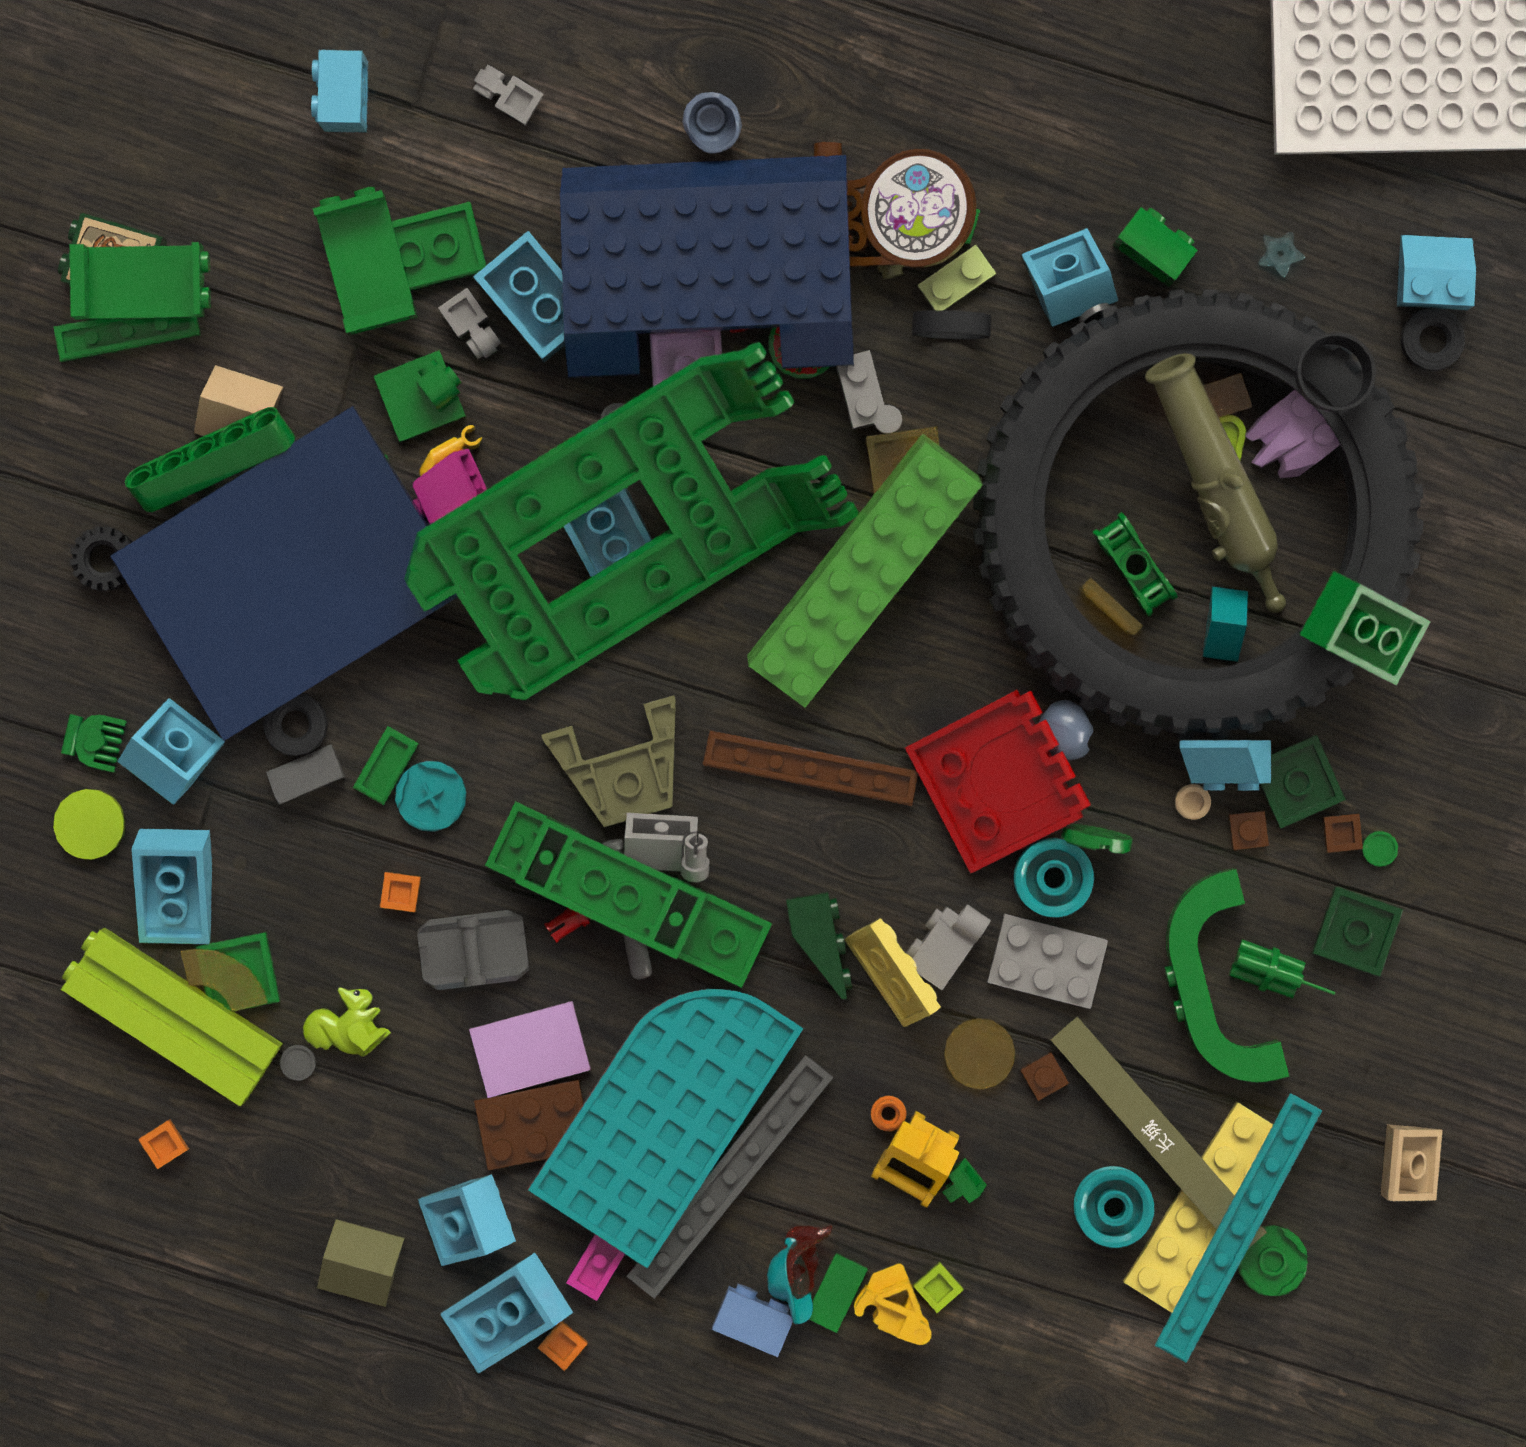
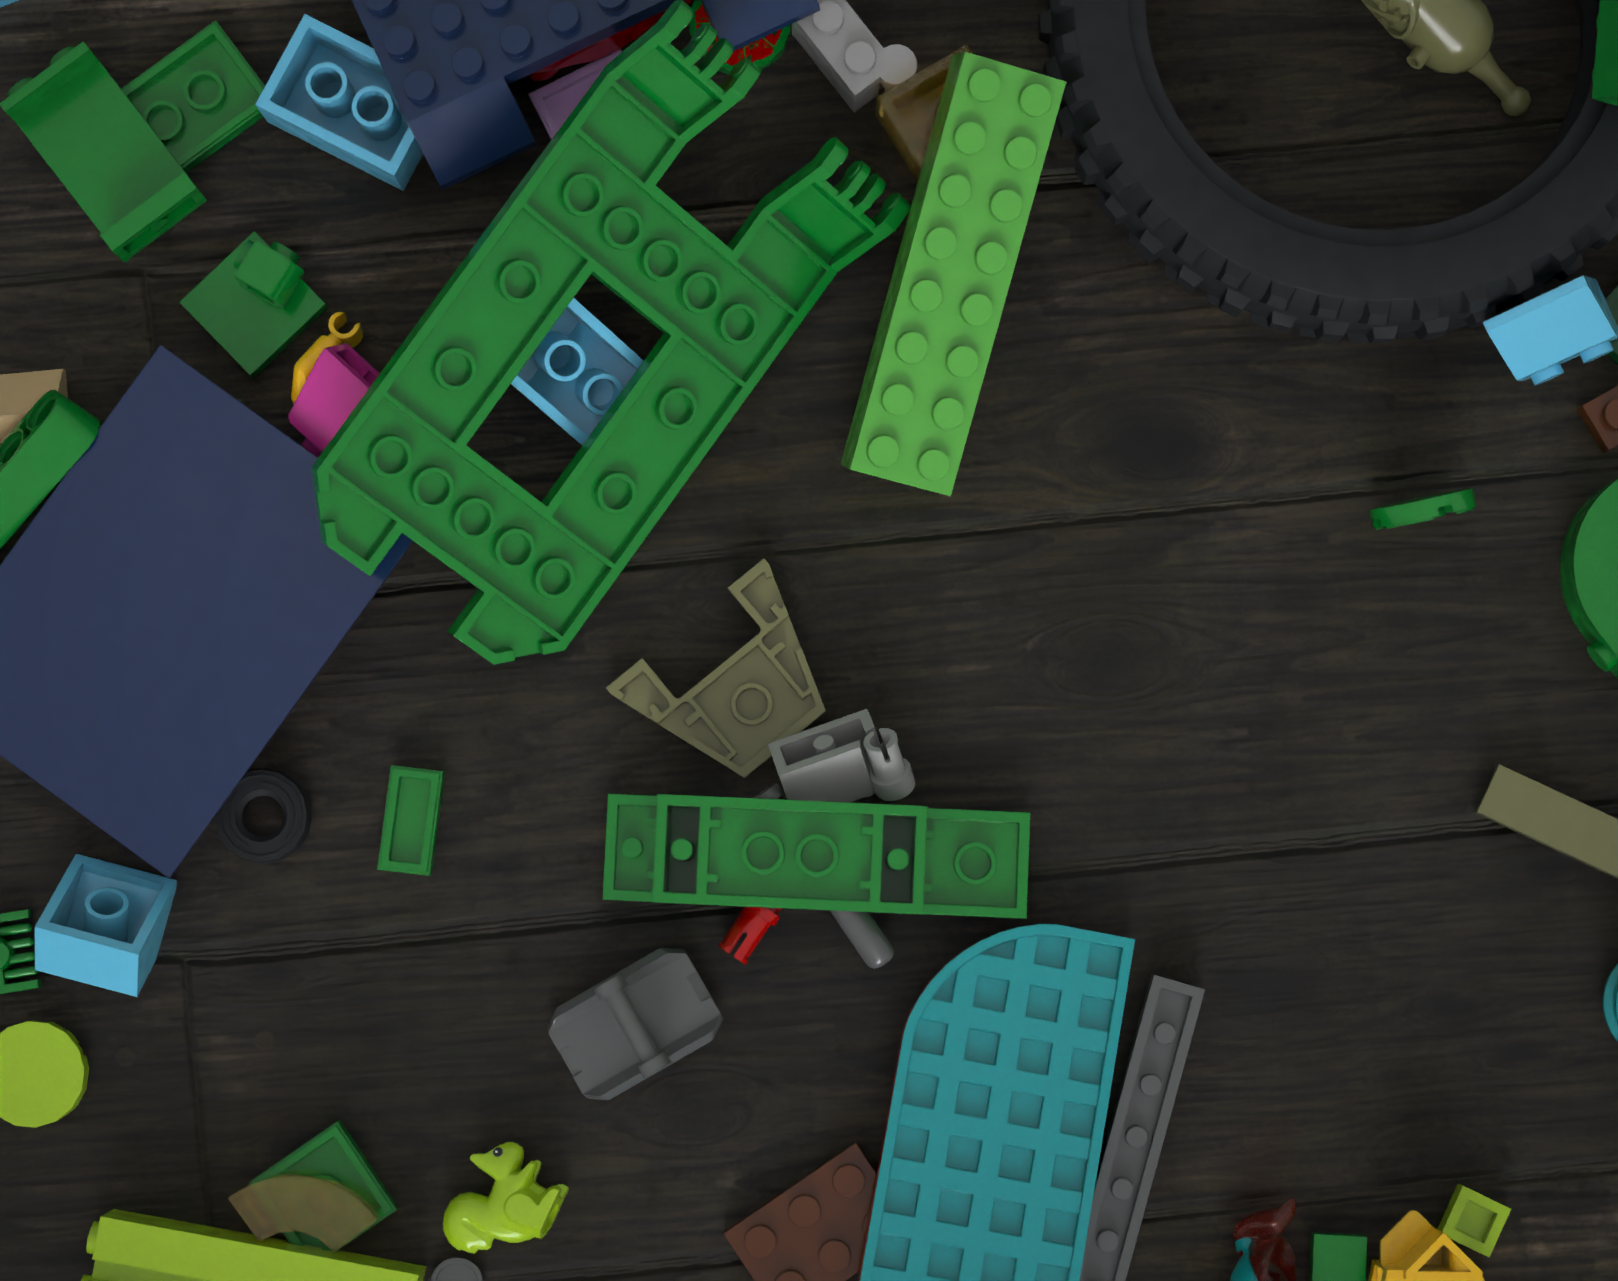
camera: 20 degrees left, 5 degrees down
(173, 885) = (182, 1110): medium azure slope -> none
(305, 774) = (305, 880): dark grey slope -> none
(400, 892) = (502, 986): orange tile -> none
(430, 796) = (489, 836): teal tile -> none
(464, 316) = (272, 171): light grey plate -> none
(530, 1049) = (770, 1128): lavender tile -> none
(810, 768) = (991, 581): reddish brown tile -> none
(814, 930) = (1092, 797): dark green slope -> none
(893, 972) = (1227, 808): light yellow plate -> none
(896, 1121) = (1316, 1012): orange plate -> none
(923, 1149) = (1377, 1036): yellow piece -> none
(947, 943) = (1280, 740): light grey hinge -> none
(964, 1182) = (1447, 1059): green tile -> none
(979, 1053) = (1387, 872): clear yellow tile -> none
(998, 779) = (1255, 484): red hinge -> none
(1044, 1076) = (1489, 865): reddish brown plate -> none
(1047, 961) = (1424, 706): light grey plate -> none
(1069, 727) = (1314, 383): sand blue hair -> none
(1076, 882) = (1419, 581): teal wheel -> none
(1110, 607) = (1302, 195): clear yellow tile -> none
(1149, 579) = (1336, 130): green piece -> none
(1192, 801) = (1523, 410): tan tile -> none
(1225, 624) = (1463, 157): teal slope -> none

